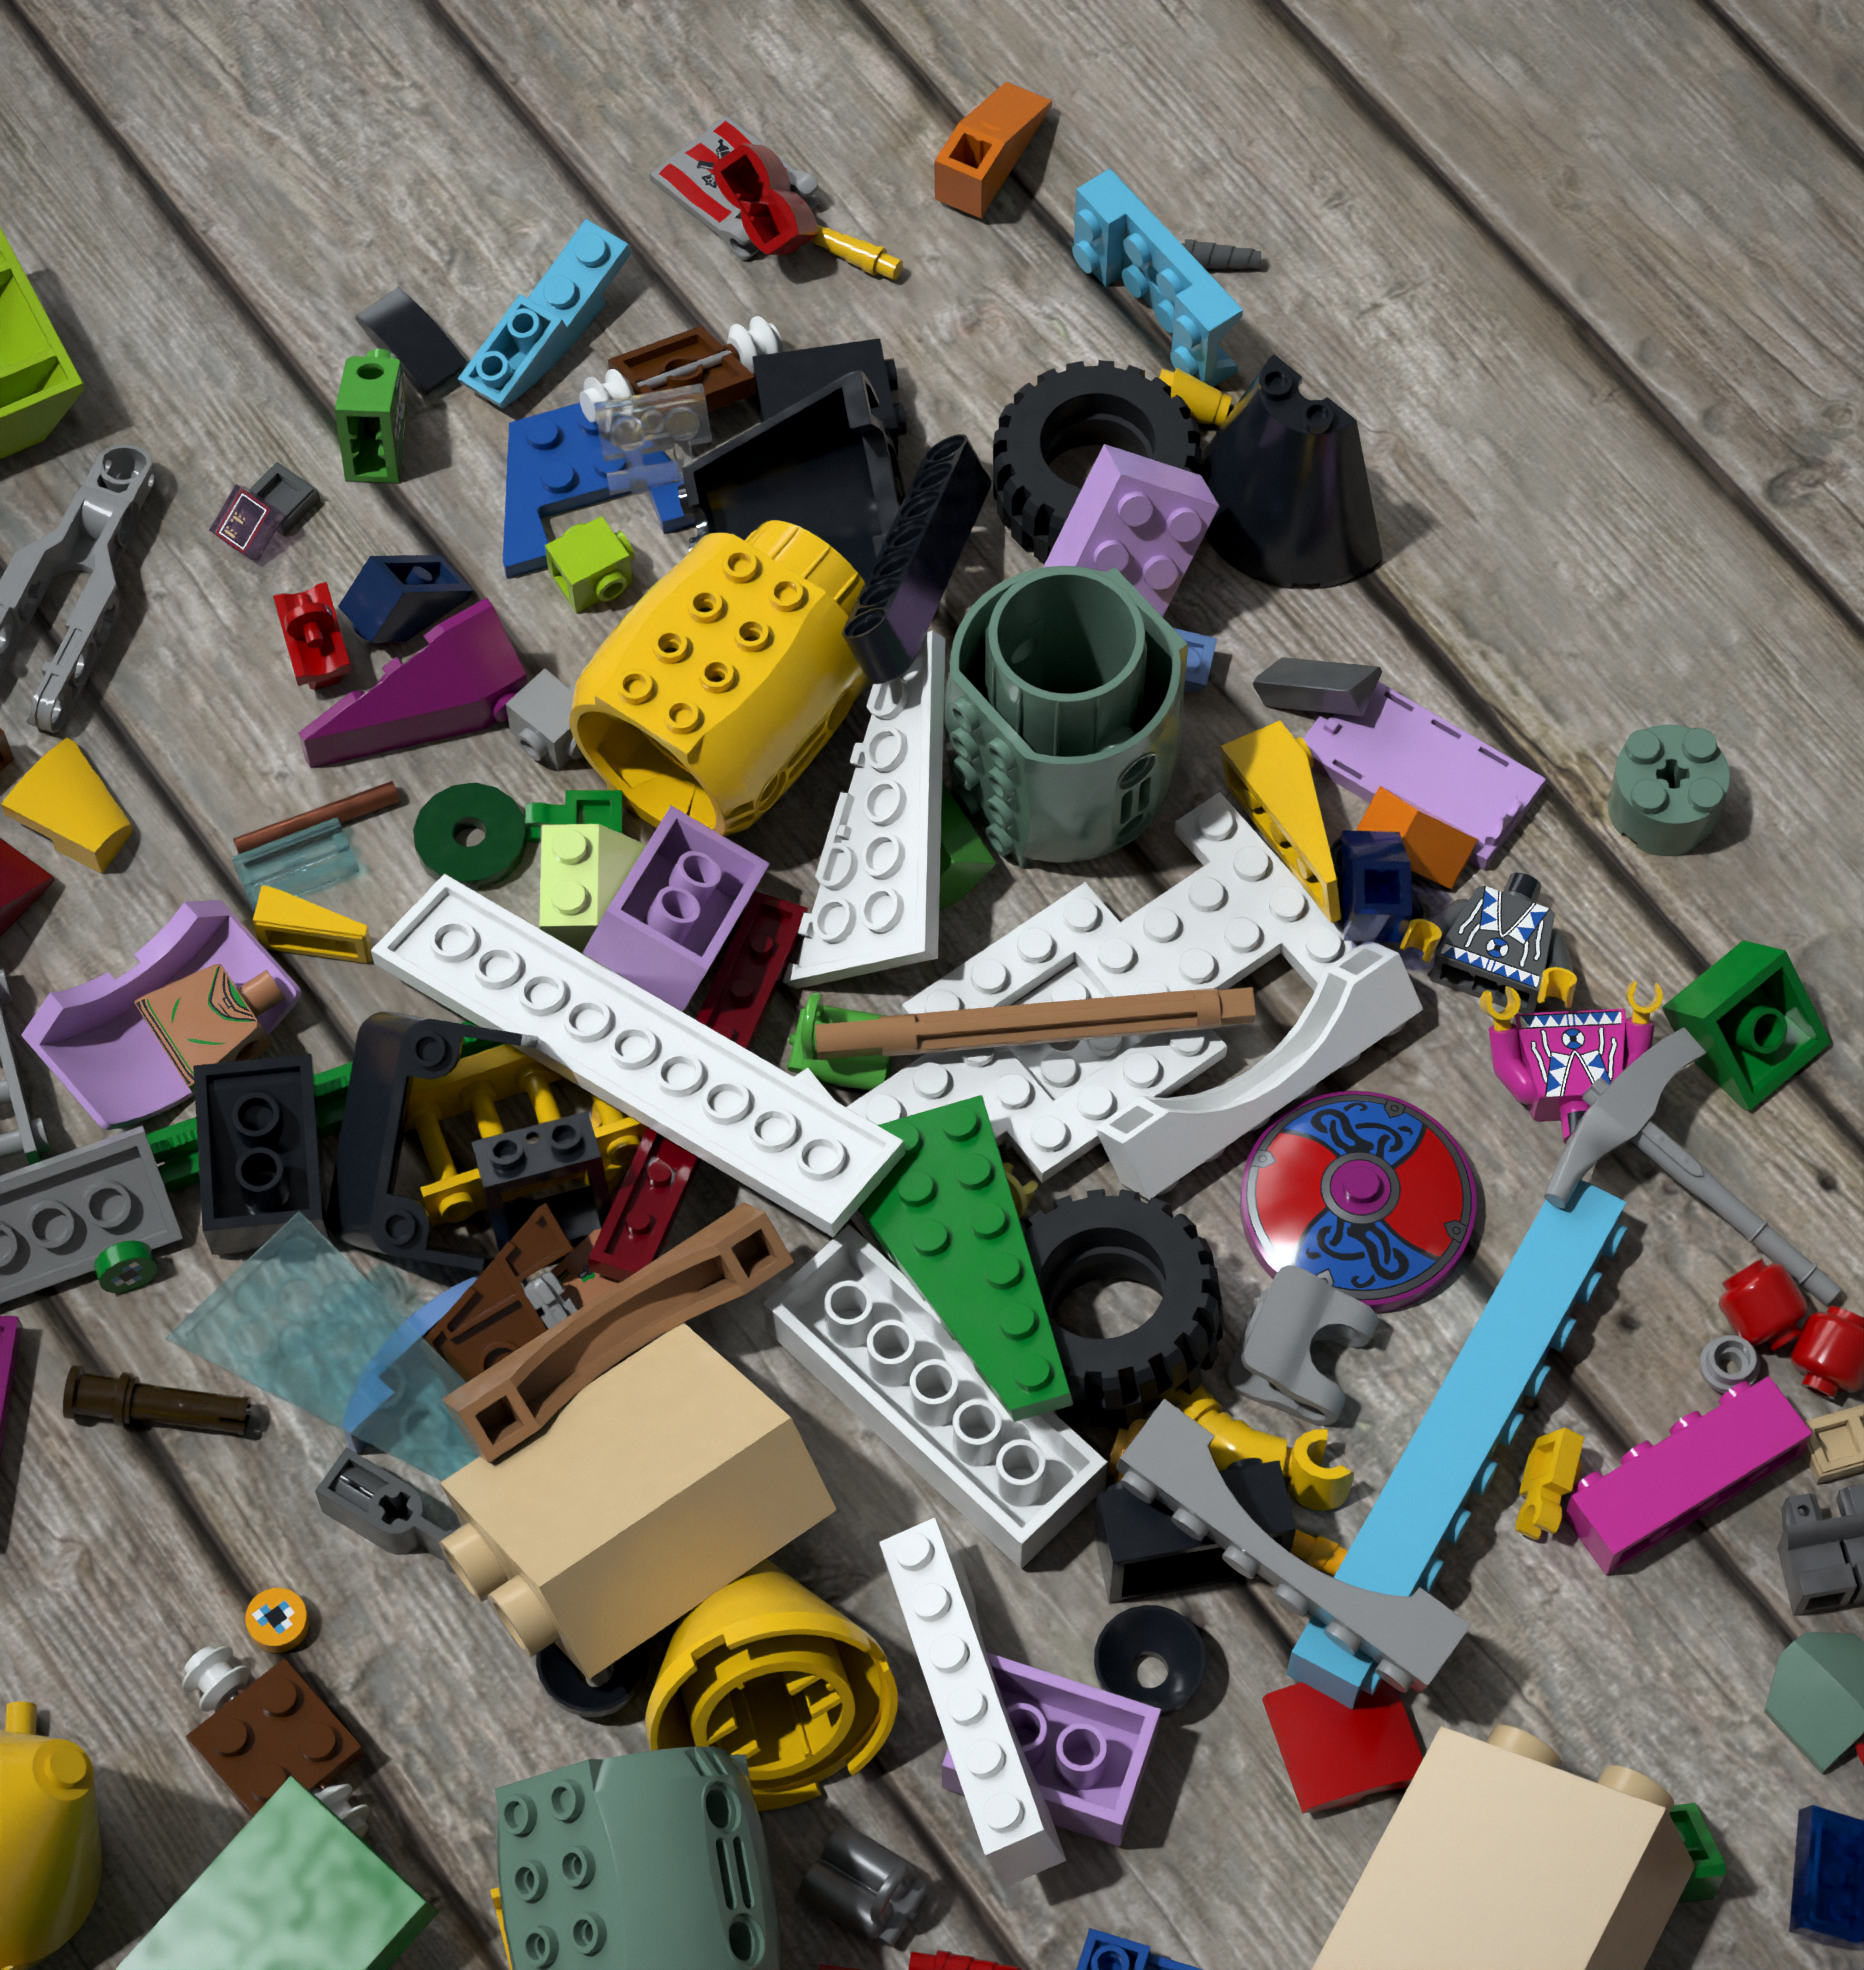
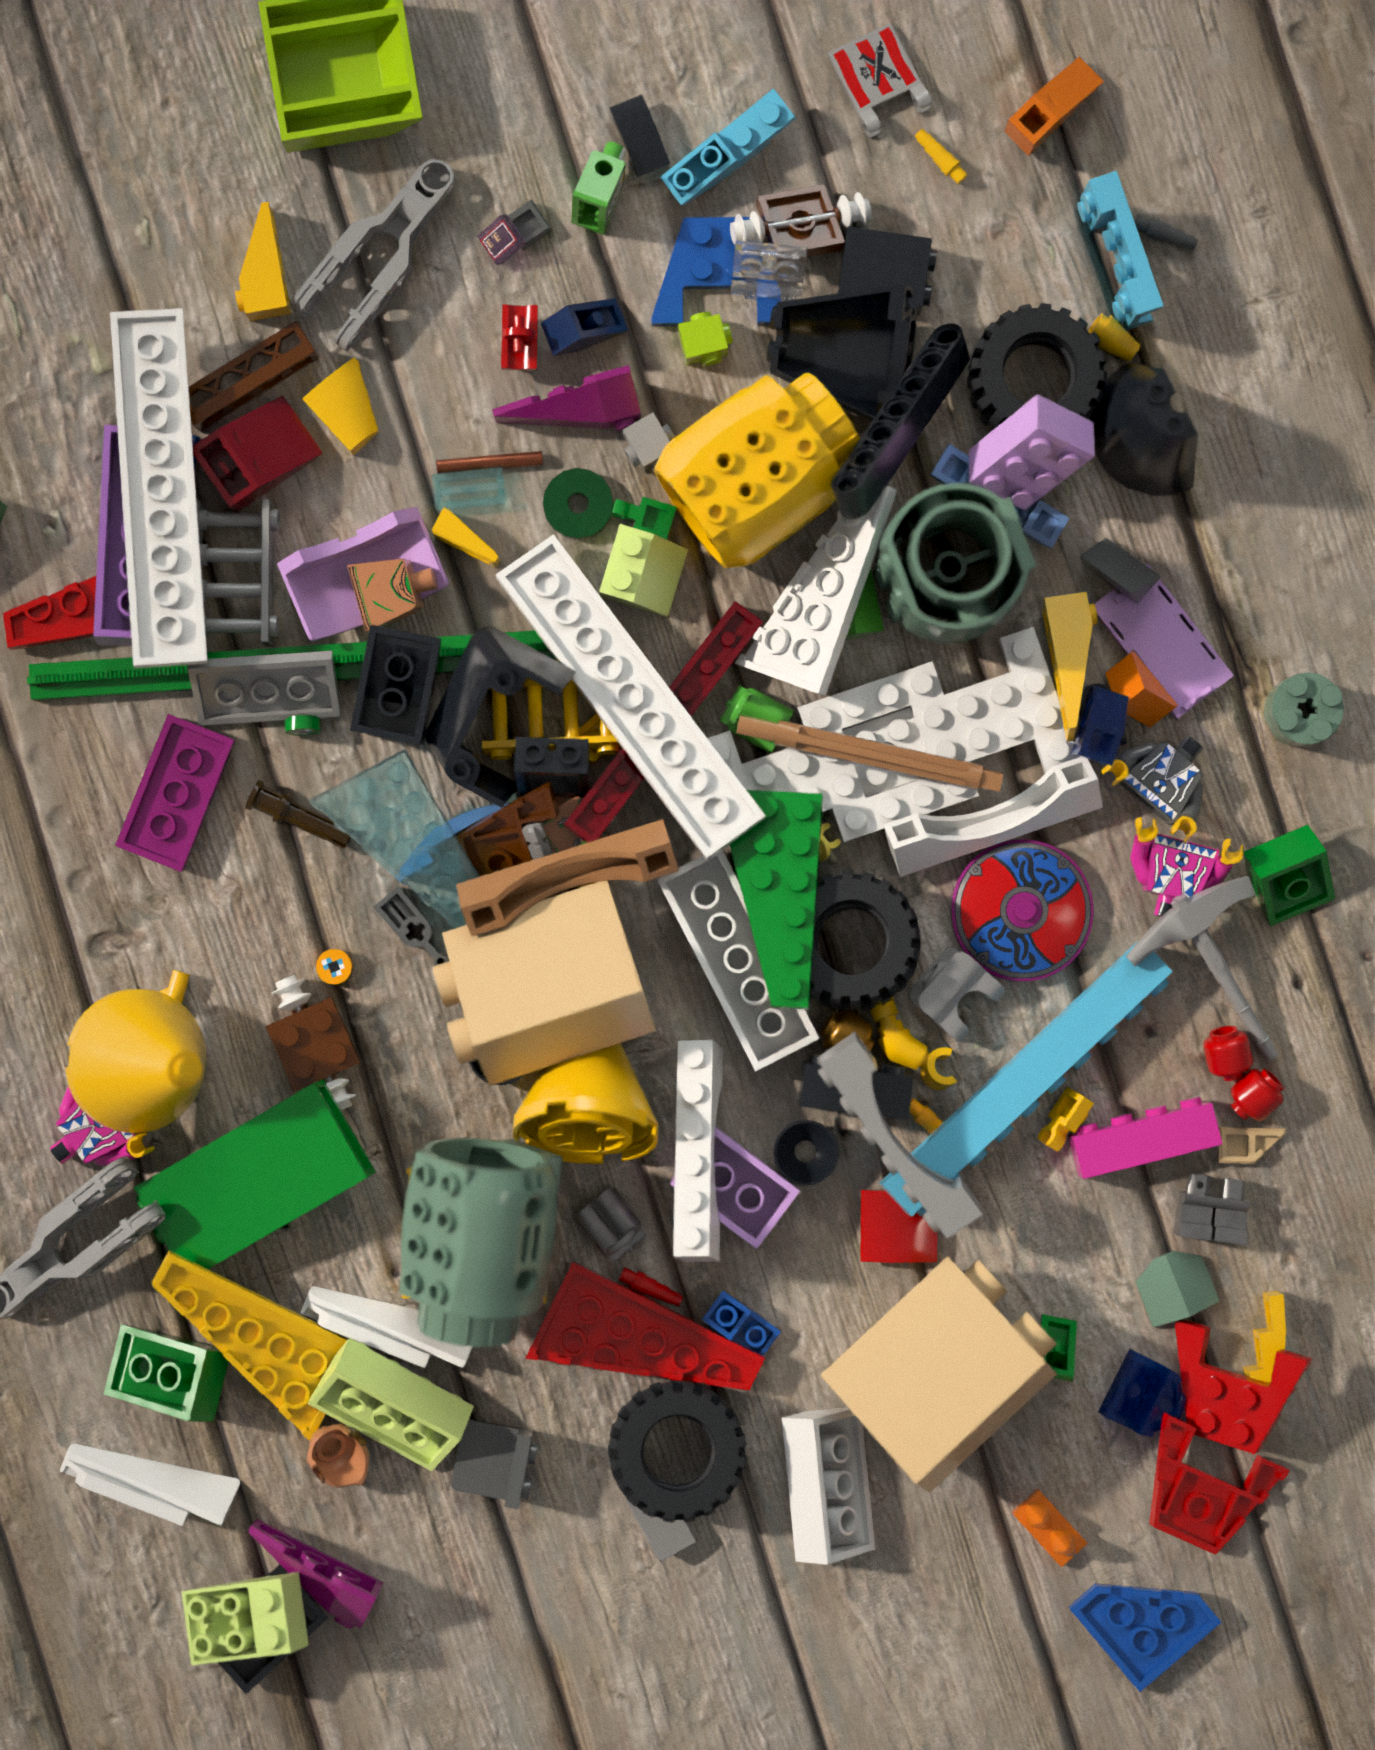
camera: 15 degrees right, 25 degrees up
(676, 908) = (683, 608): lavender brick -> none
(760, 187) = (890, 103): red brick -> none
(1733, 1349) = (1205, 1084): light grey plate -> none

